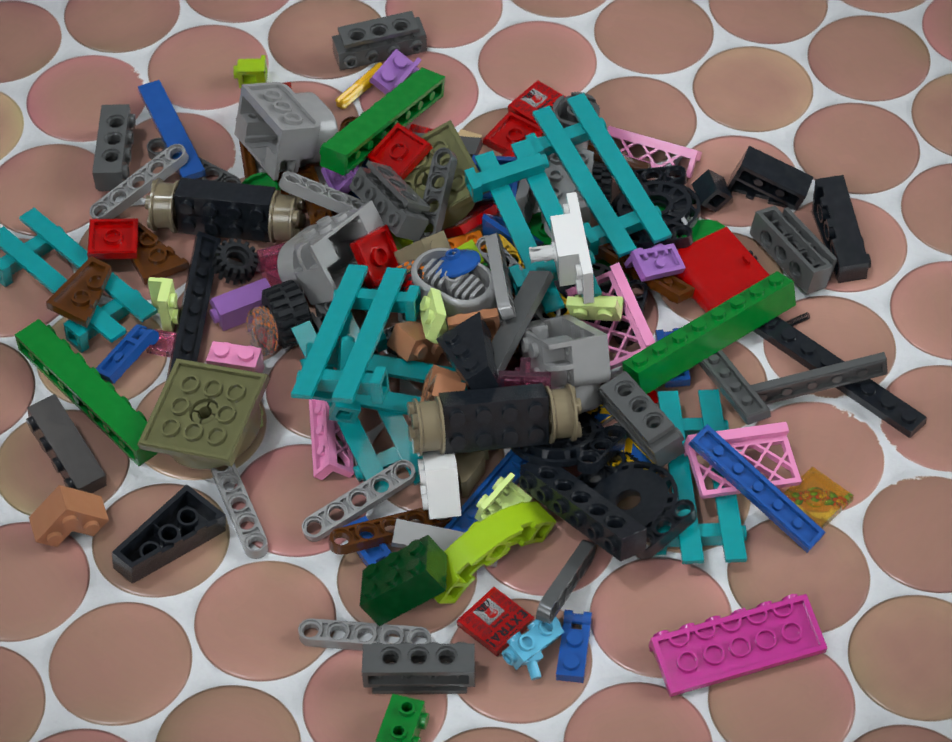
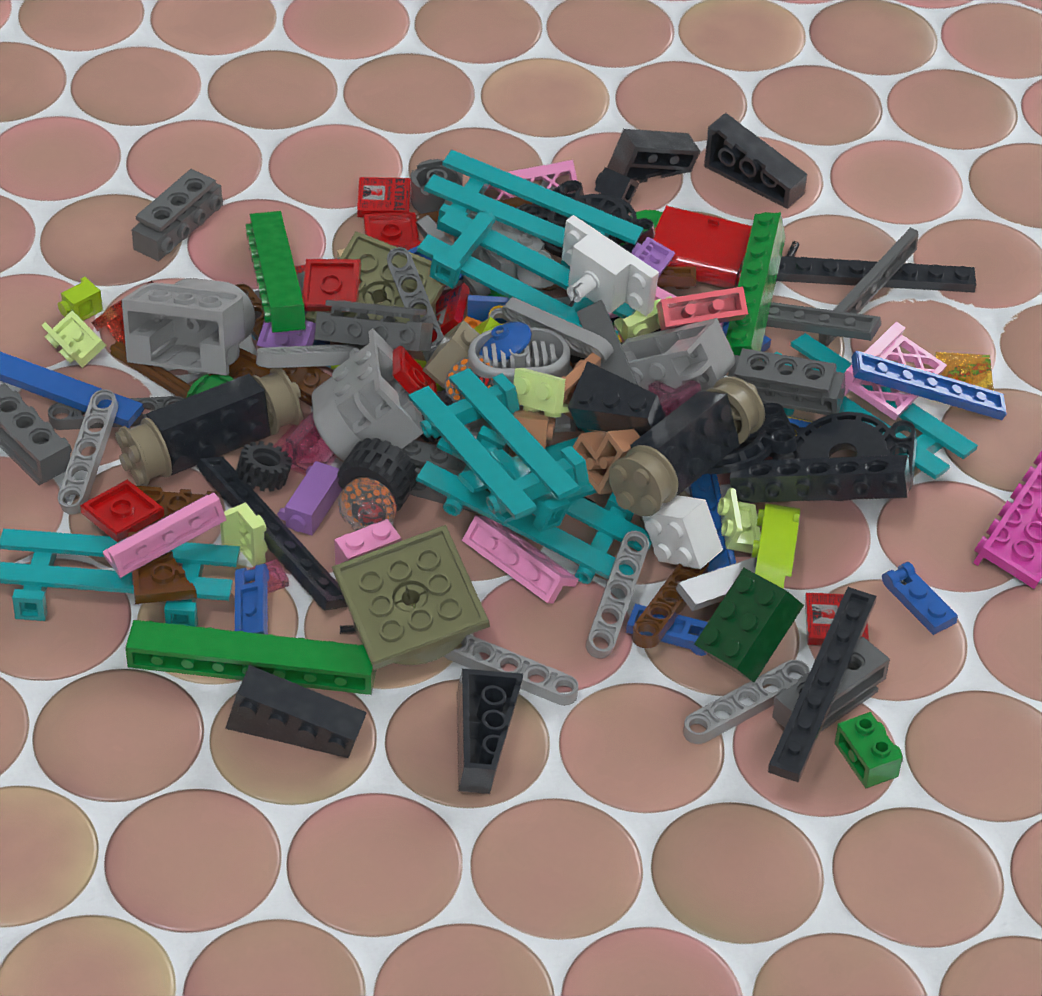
camera: 45 degrees left, 5 degrees down
(66, 512) = (368, 770): nougat brick -> none
(100, 271) = (165, 535): none -> bright pink fence
(218, 98) = (75, 338): none -> yellowish green bracket
(356, 88) = (199, 255): yellow axle -> none
(394, 71) = (223, 234): medium lavender bracket -> none
(398, 655) = (822, 685): none -> black plate
(527, 648) = (894, 614): medium azure brick -> none
(566, 581) = (871, 545): dark grey beam -> none
(621, 322) = (694, 308): none -> coral brick
(794, 248) = (731, 194): dark grey brick -> none

